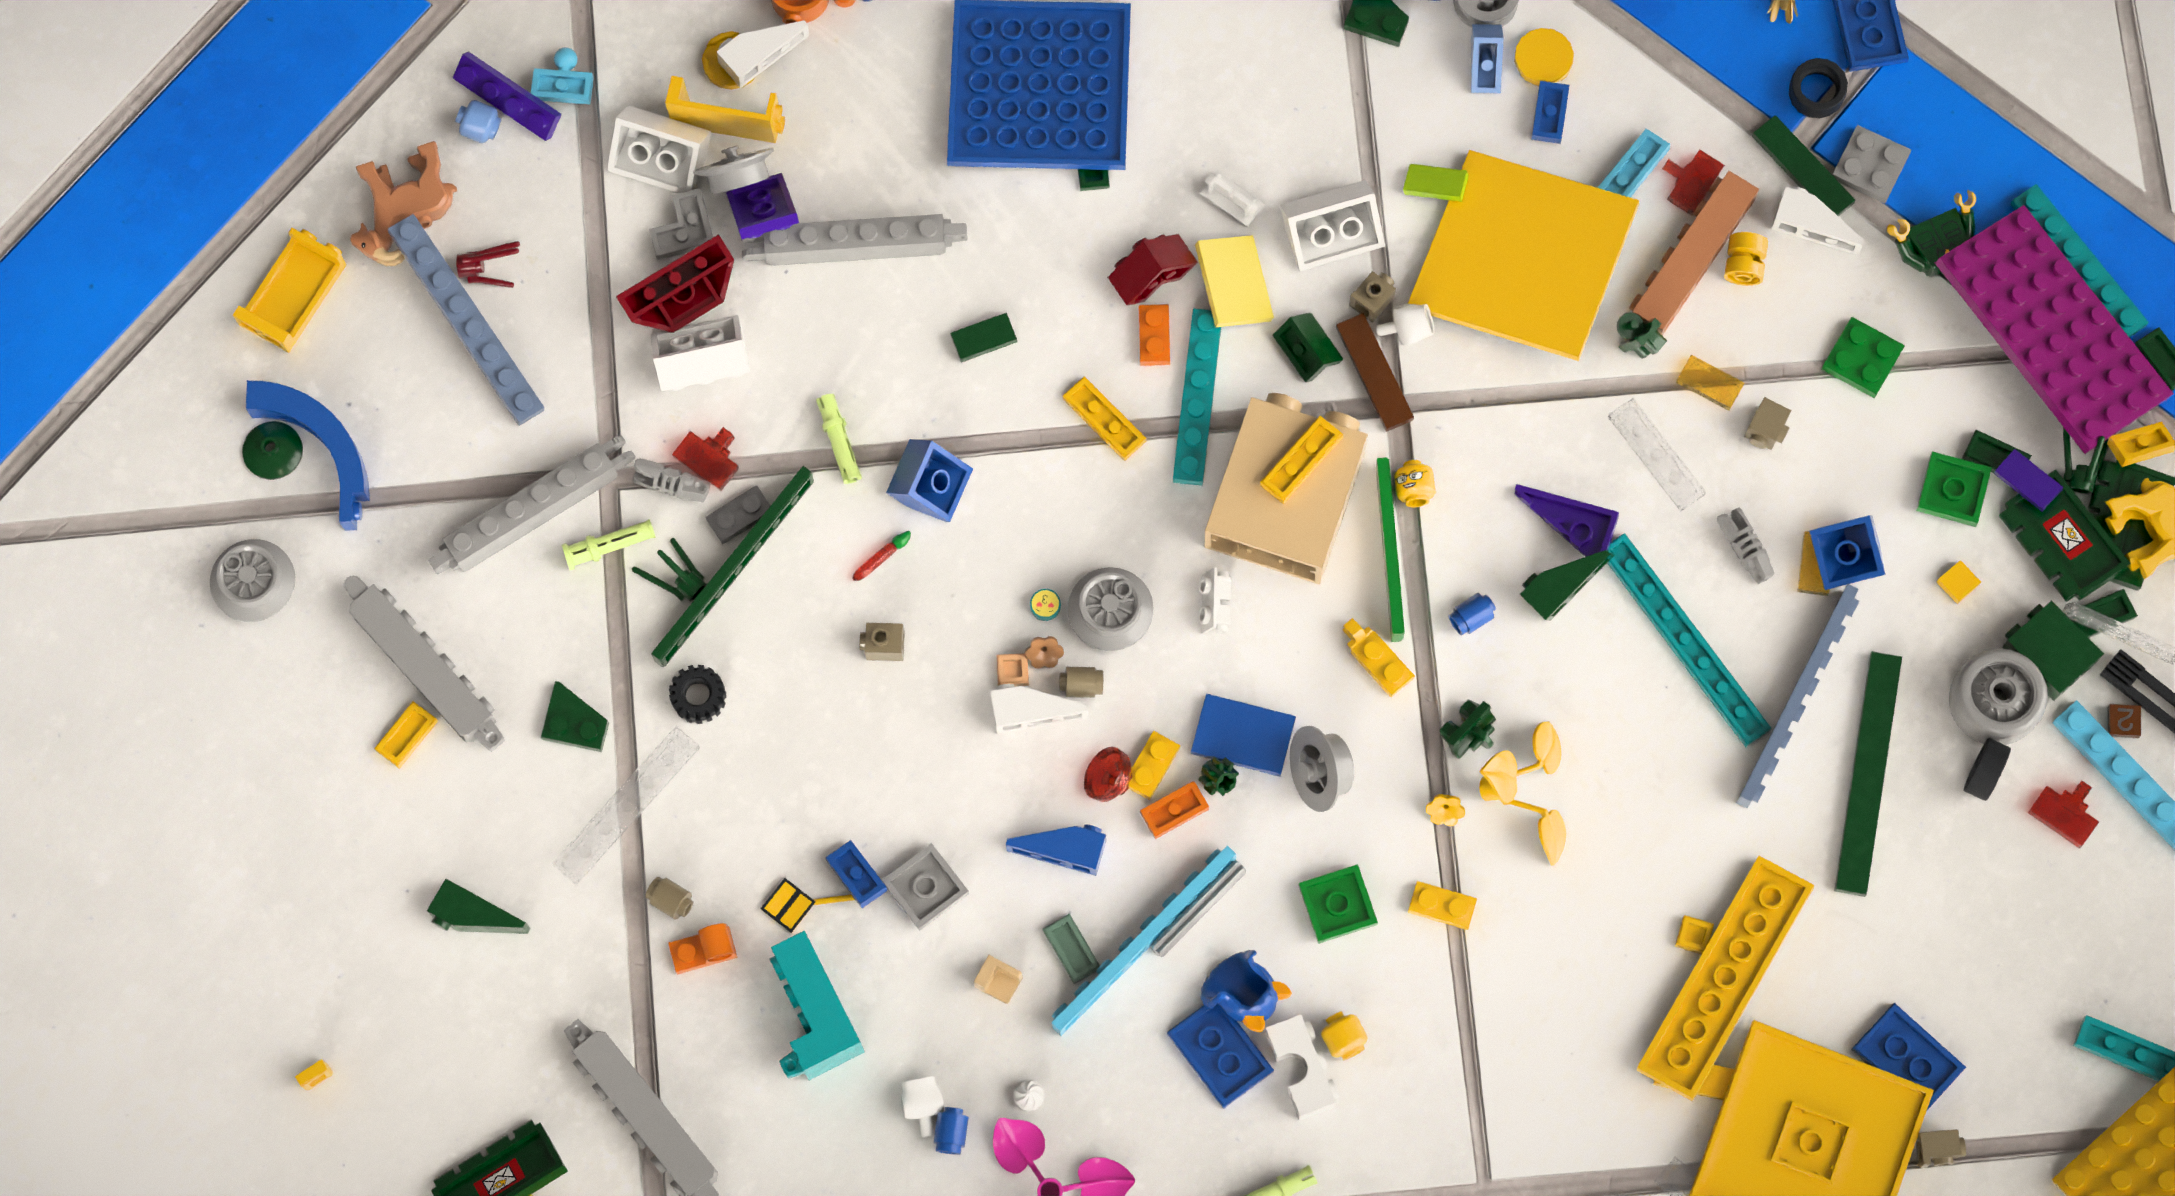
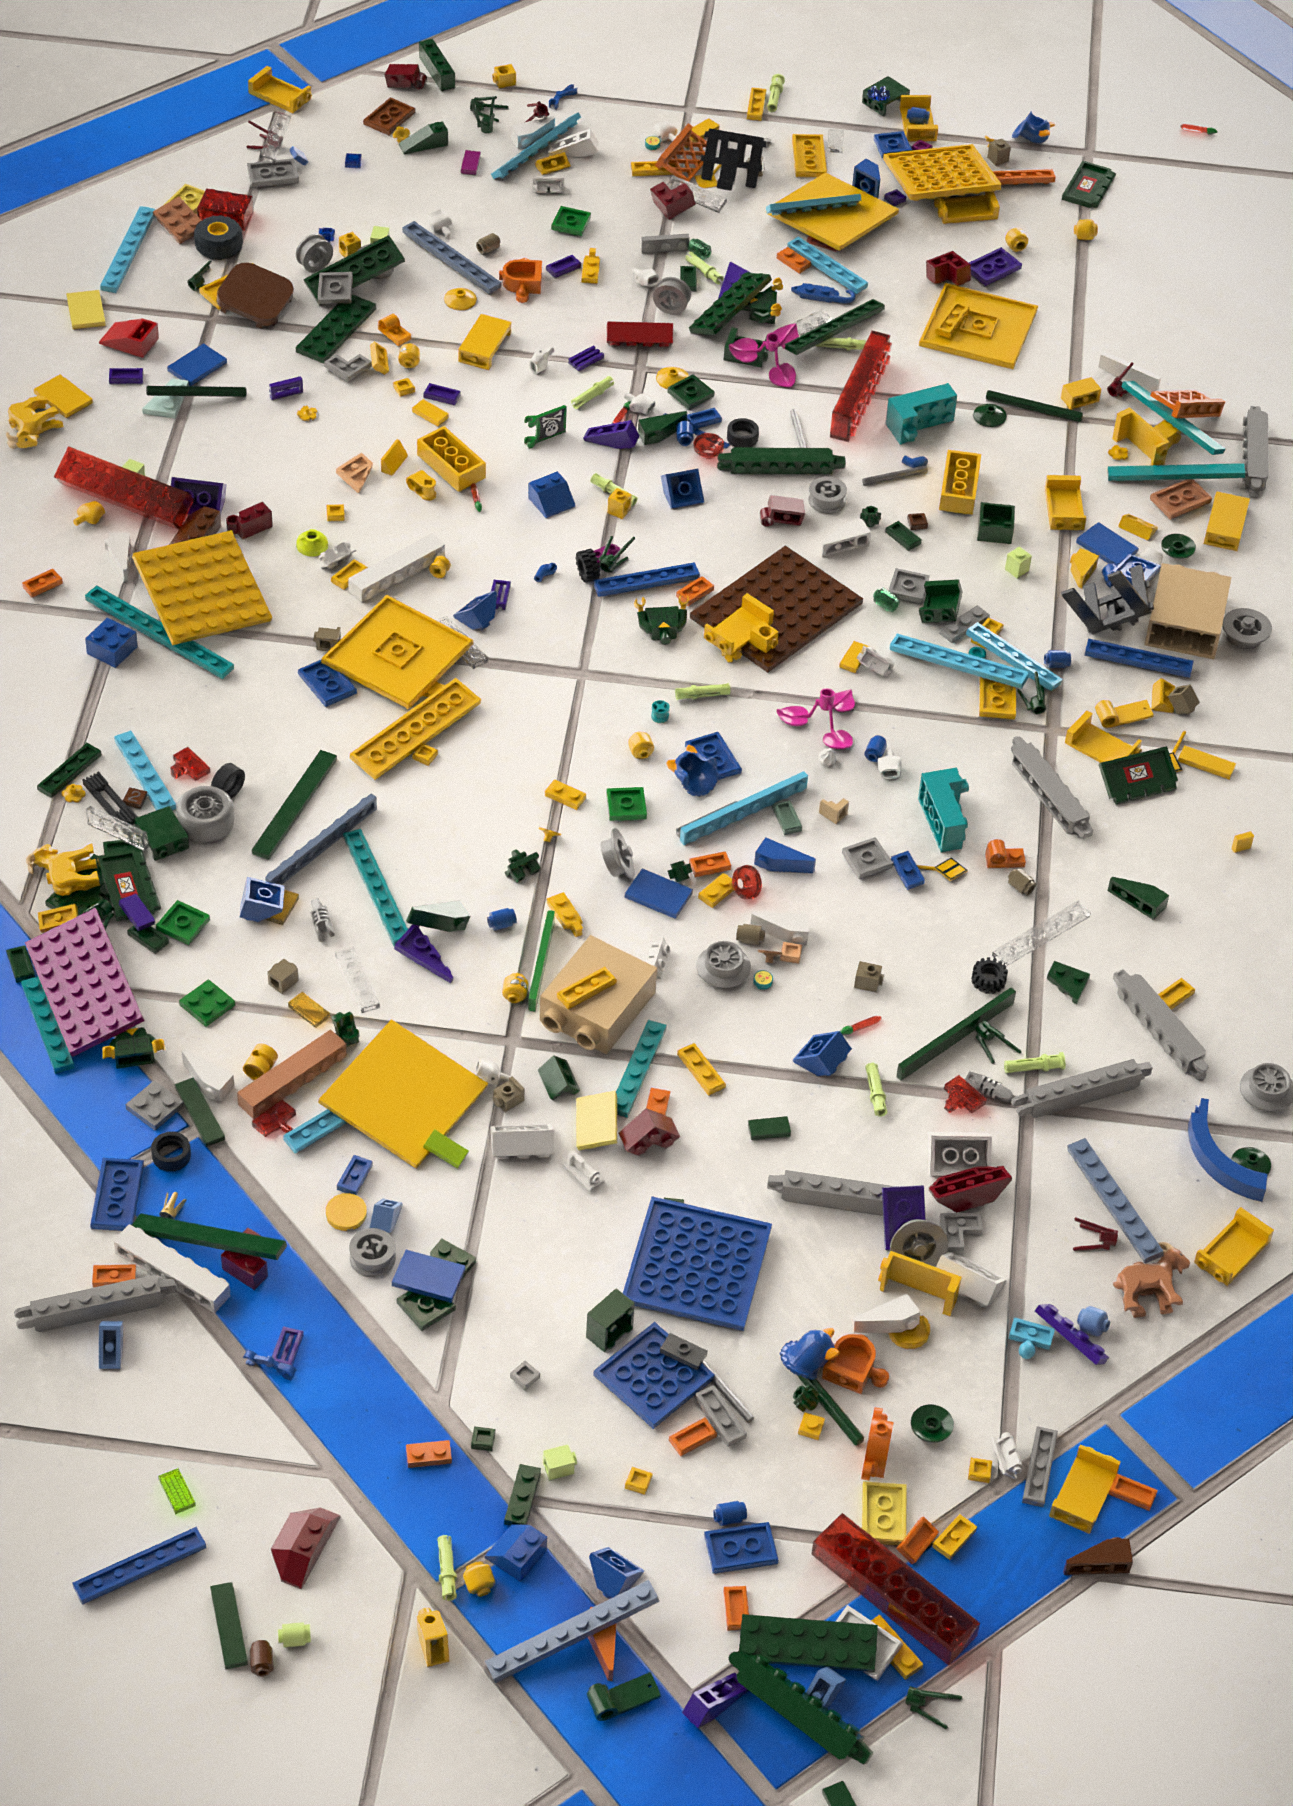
camera: 175 degrees left, 25 degrees down
(738, 514) = (947, 1065): flat silver plate -> none
(1294, 1040) = (667, 729): white arch -> none
(1333, 1121) = (660, 711): none -> teal wheel
(1374, 372) = (520, 1056): reddish brown tile -> none
(1500, 784) = (512, 831): yellow plant -> none
(1958, 582) = (200, 880): yellow tile -> none

